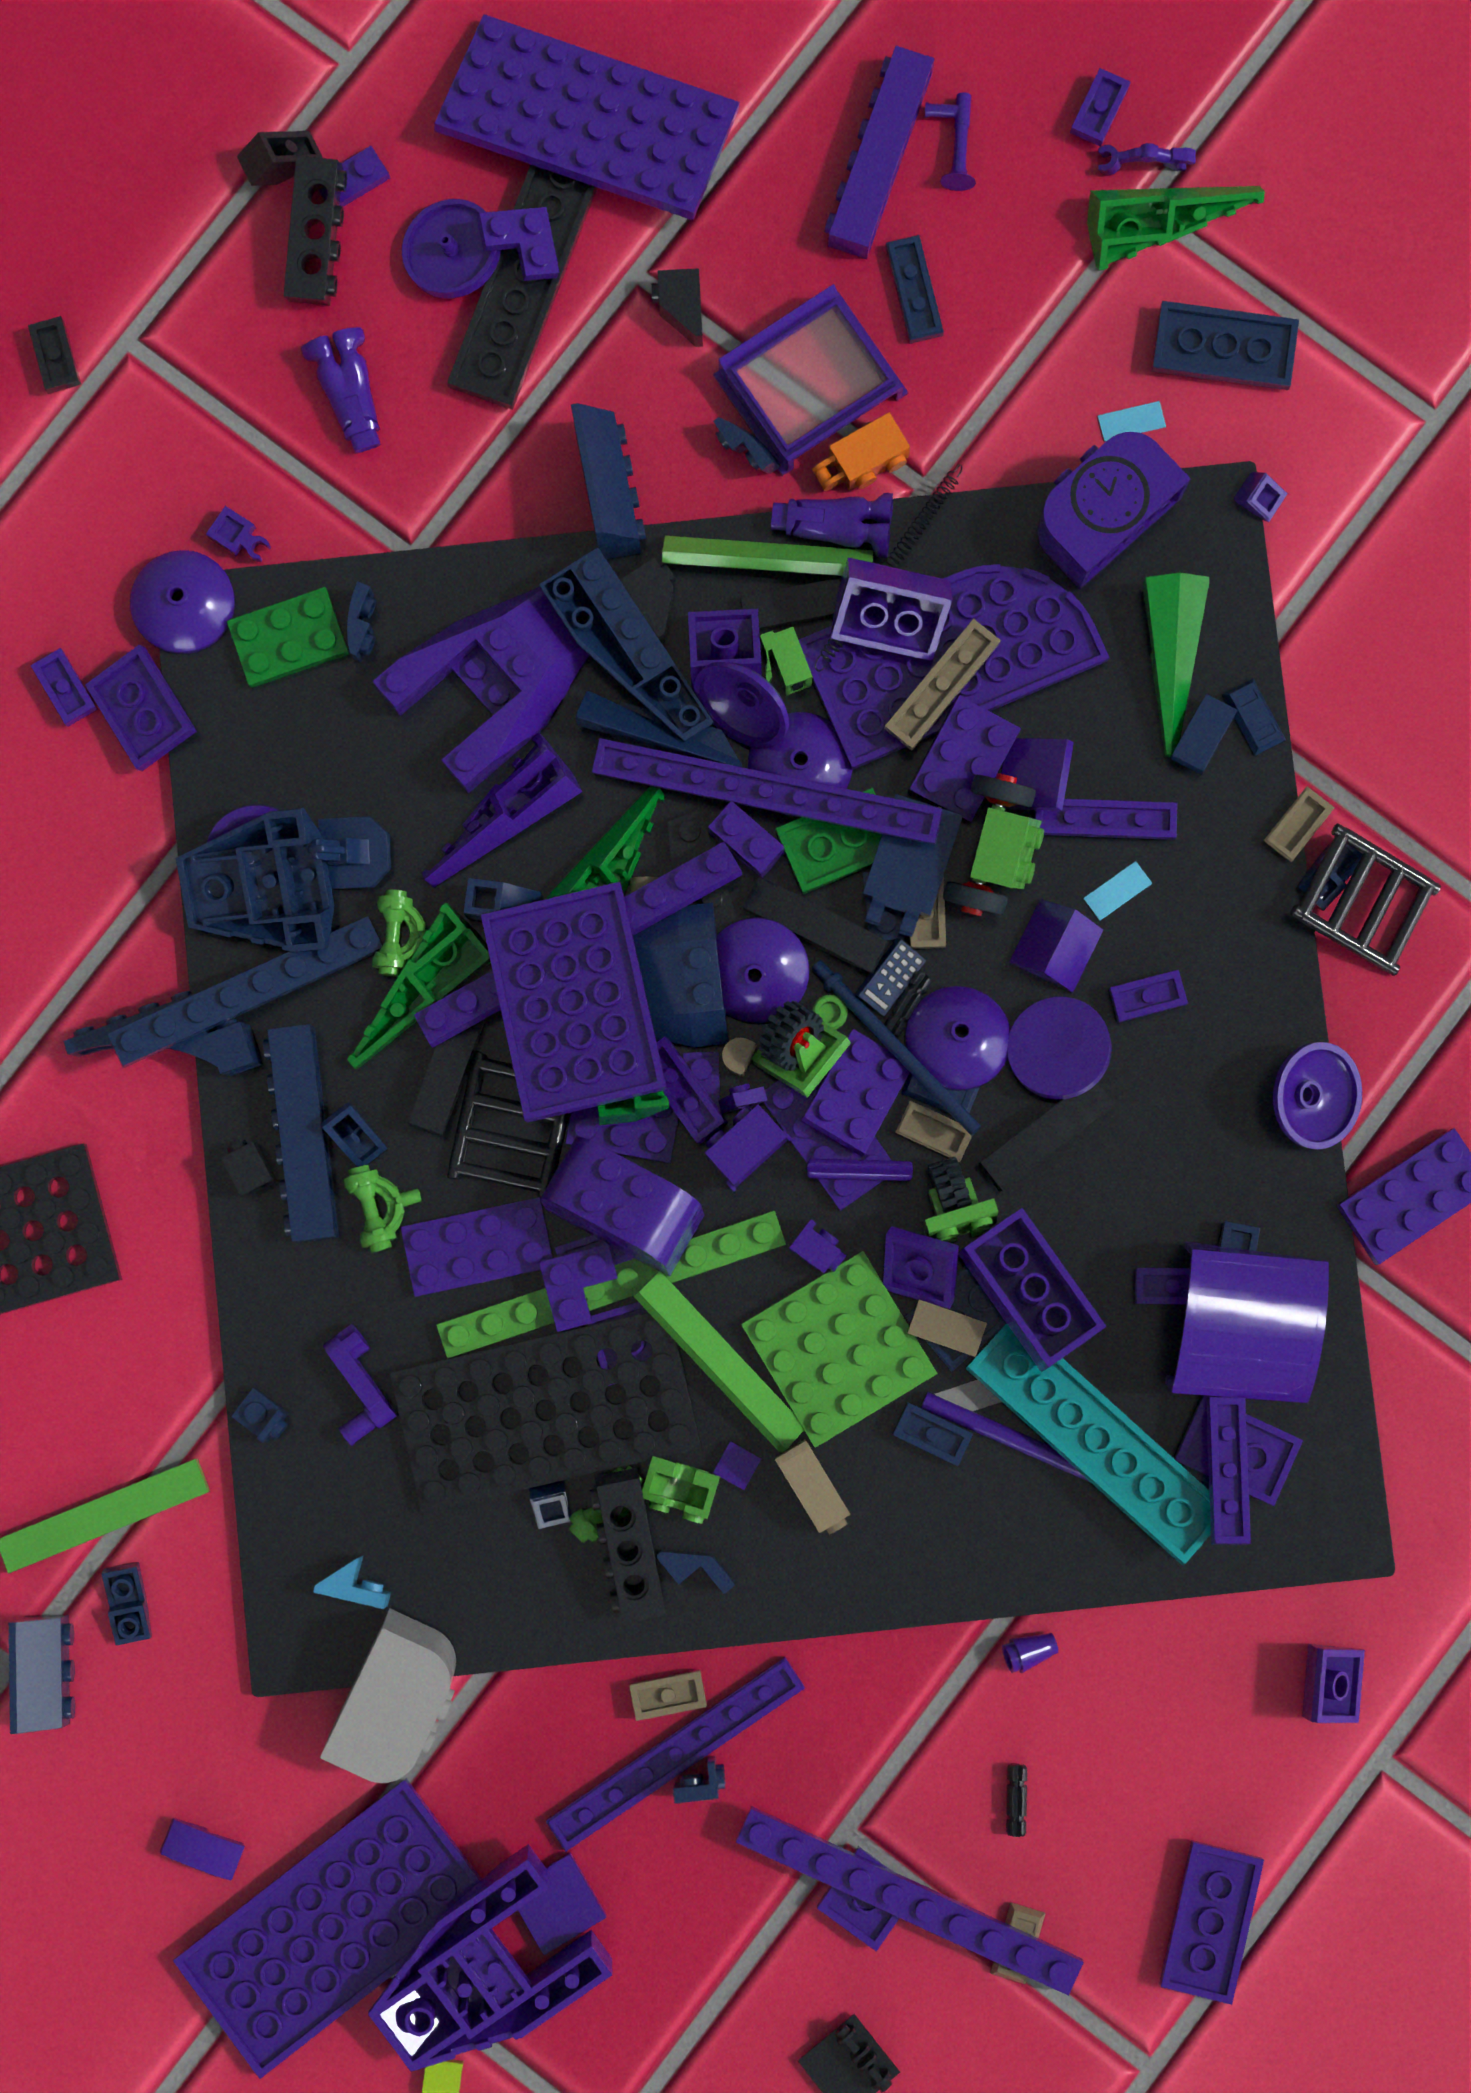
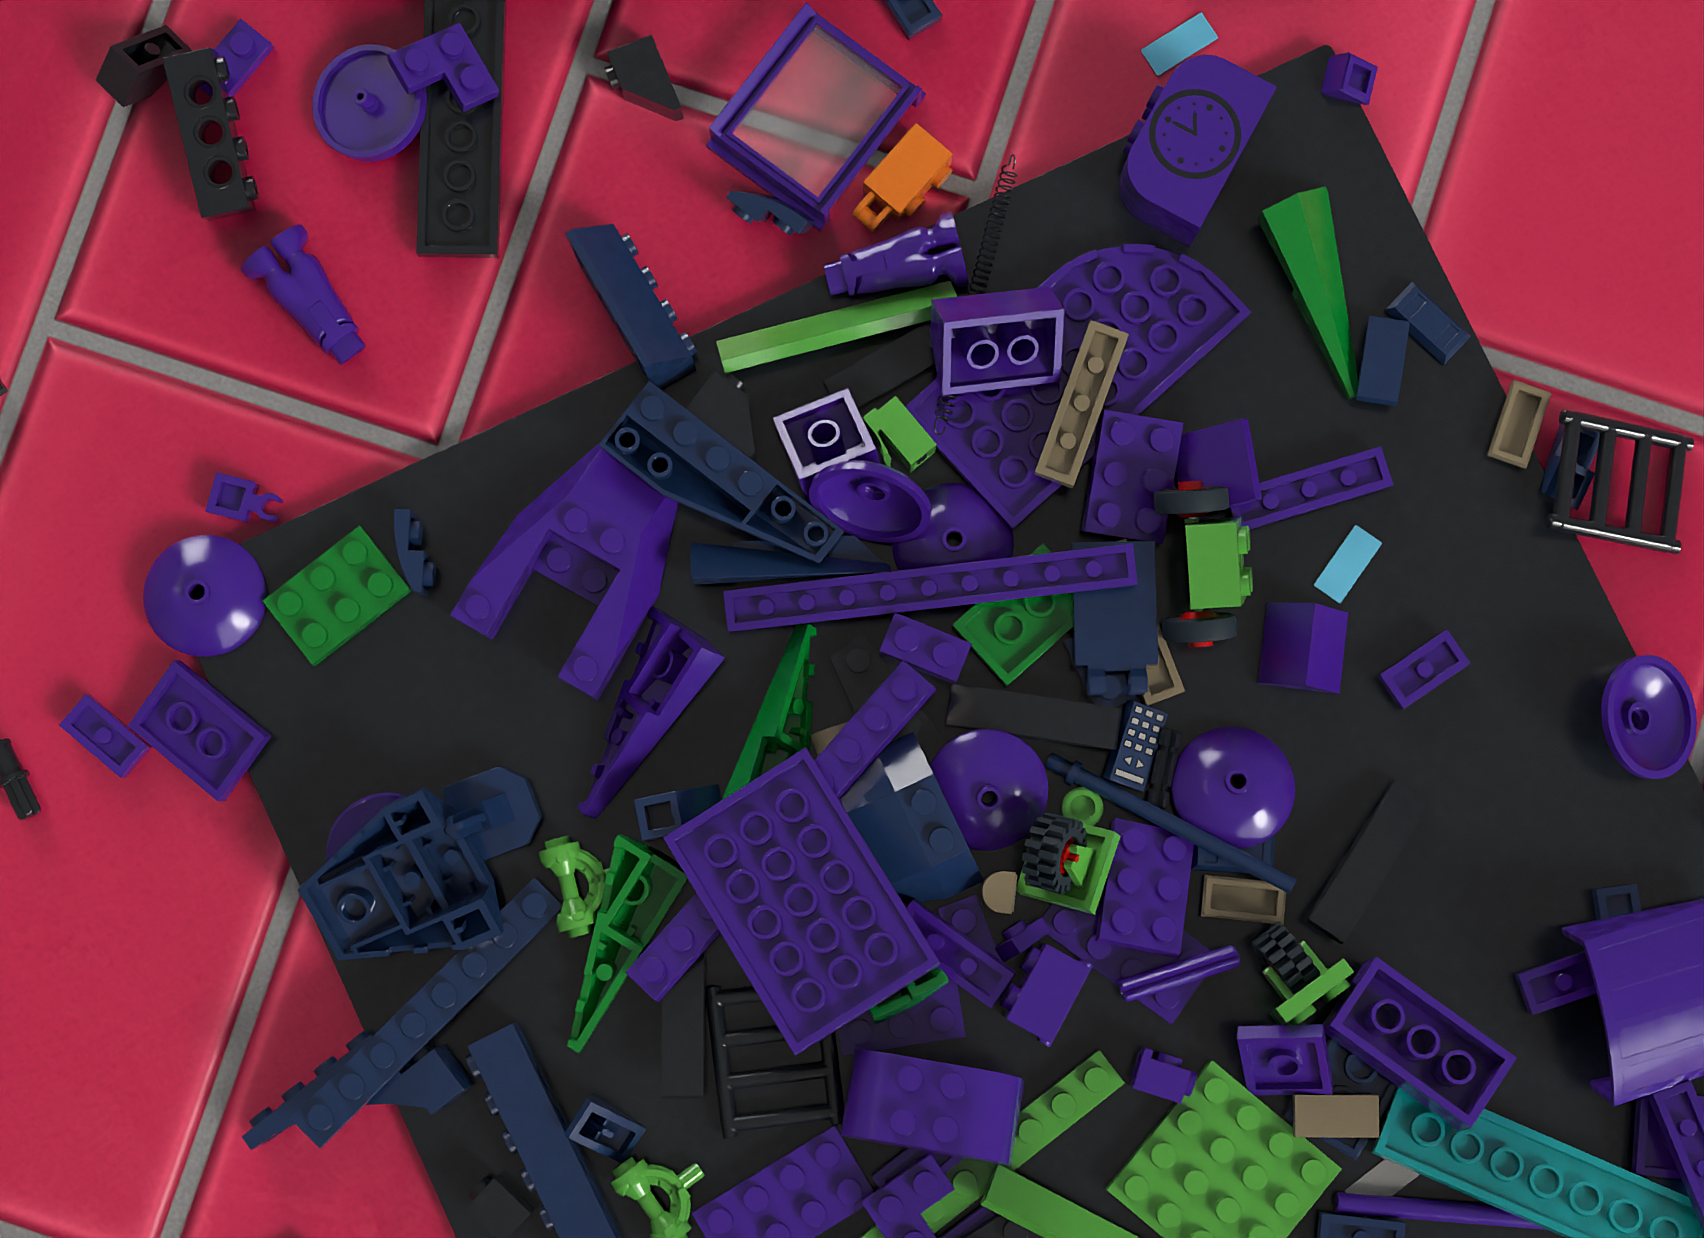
camera: 25 degrees left, 0 degrees up
(1059, 1048) = (1348, 761): dark purple piece -> none

